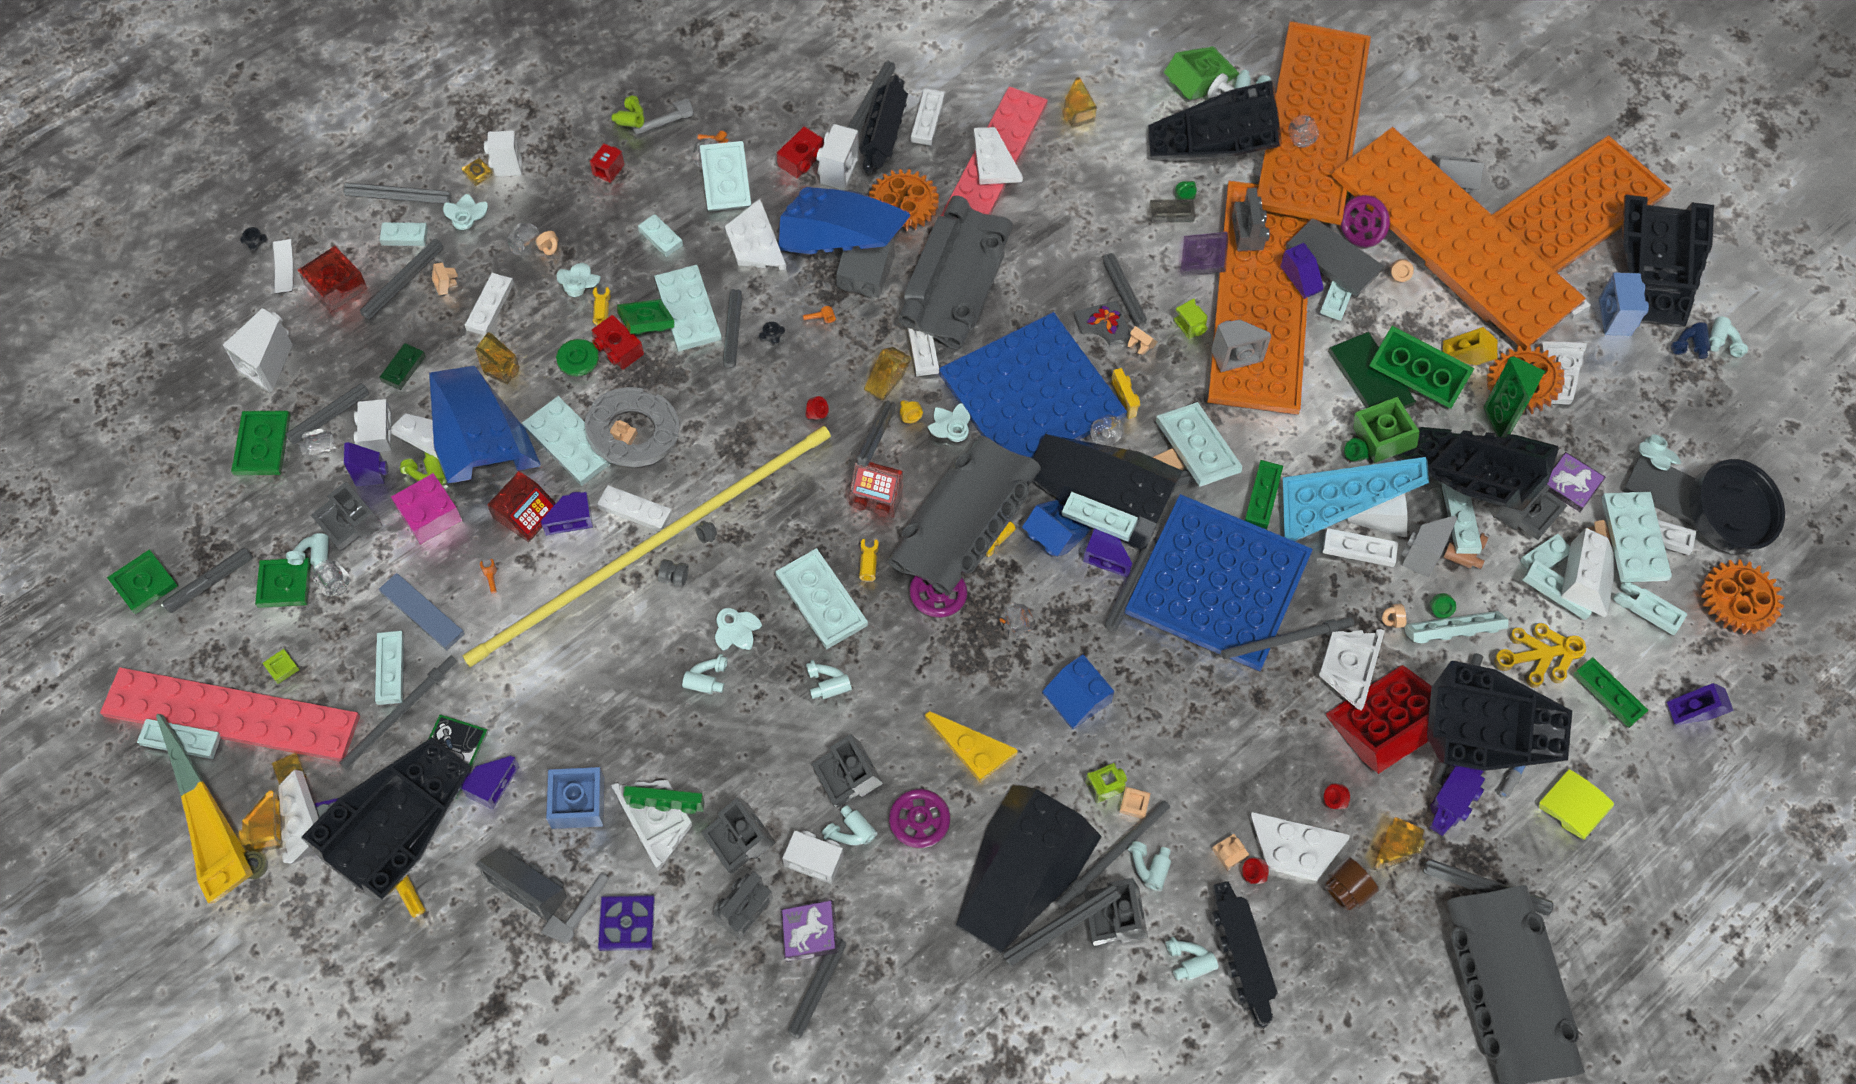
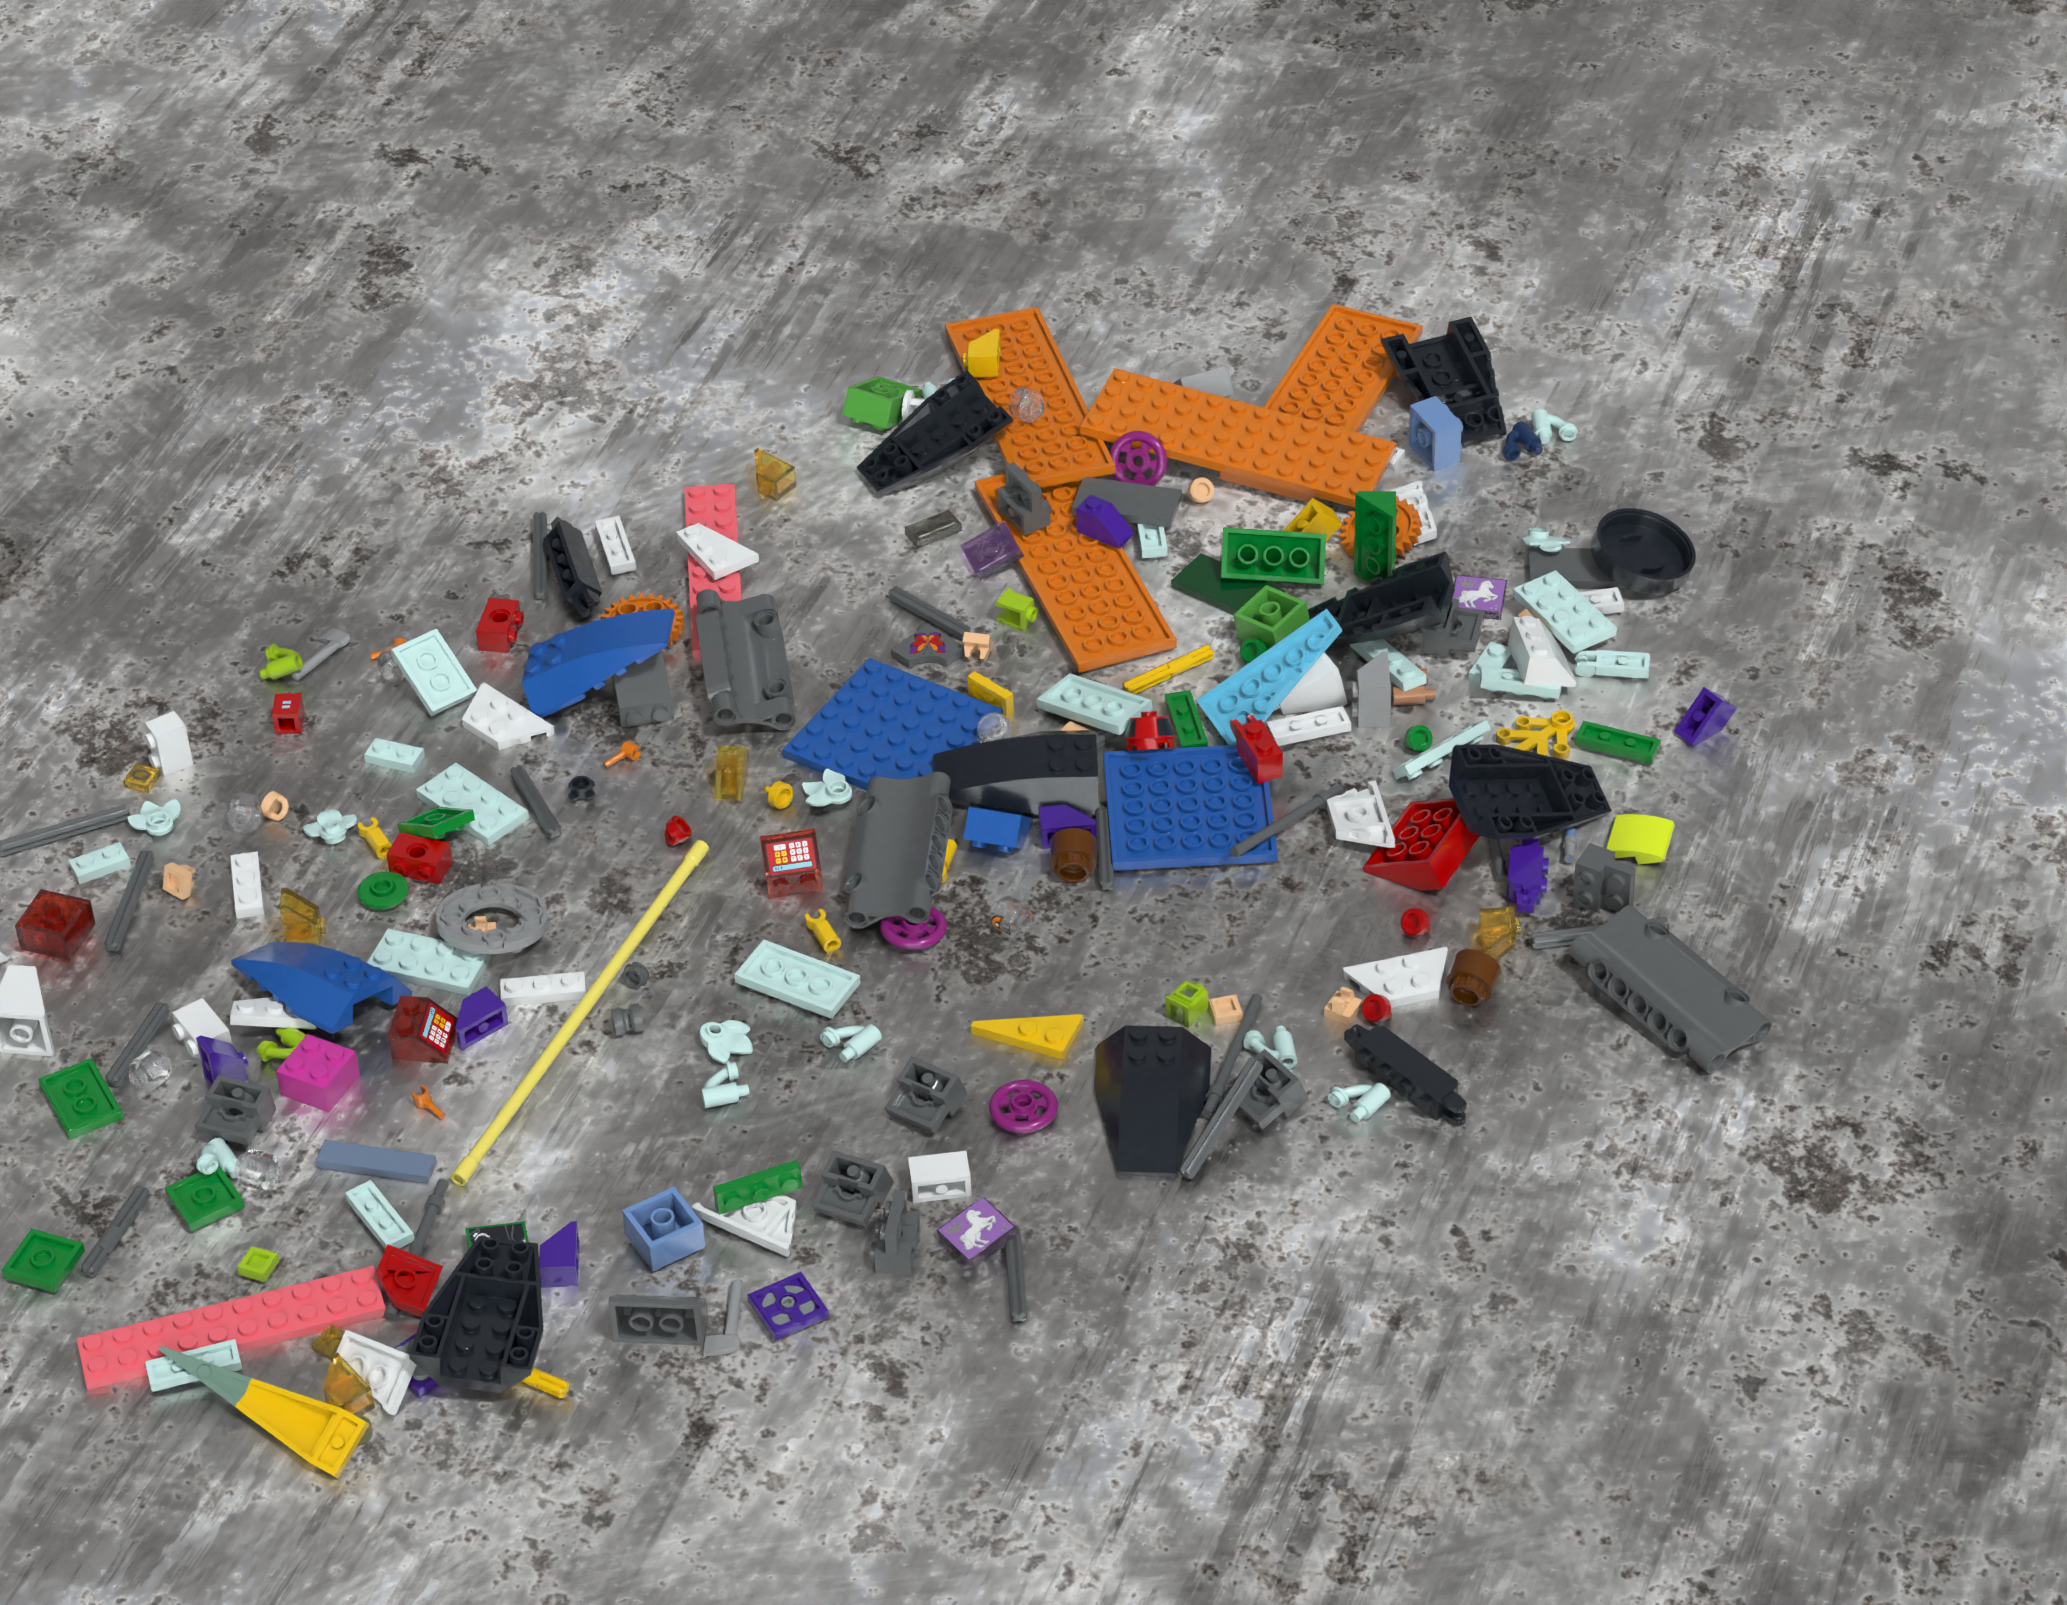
camera: 25 degrees left, 20 degrees down
(369, 743) = (407, 1279): none -> red plate
(402, 366) = (190, 973): dark green plate -> none
(838, 156) = (545, 606): white brick -> none
(862, 830) = (969, 1138): light aqua plant -> none
(875, 433) = (761, 816): dark grey axle -> none
(923, 353) = (760, 743): white plate -> none
(1078, 692) = (1112, 944): blue slope -> none
(1097, 588) = (1073, 854): none -> reddish brown piece
(1099, 516) = (1037, 793): light aqua plate -> none
(1186, 190) = (934, 506): green tile -> none
(1223, 497) = (1149, 732): none -> red cone
(1239, 344) = (1082, 602): light grey slope -> none
(1278, 435) = (1168, 670): none -> yellow axle
(1299, 67) = (984, 355): none -> yellow slope
(1300, 557) = (1258, 749): none -> red hinge
(1398, 616) = (1381, 764): light nougat tile -> none
(1514, 839) = (1602, 880): none -> dark grey brick
(1742, 596) = (1691, 621): orange gear -> none

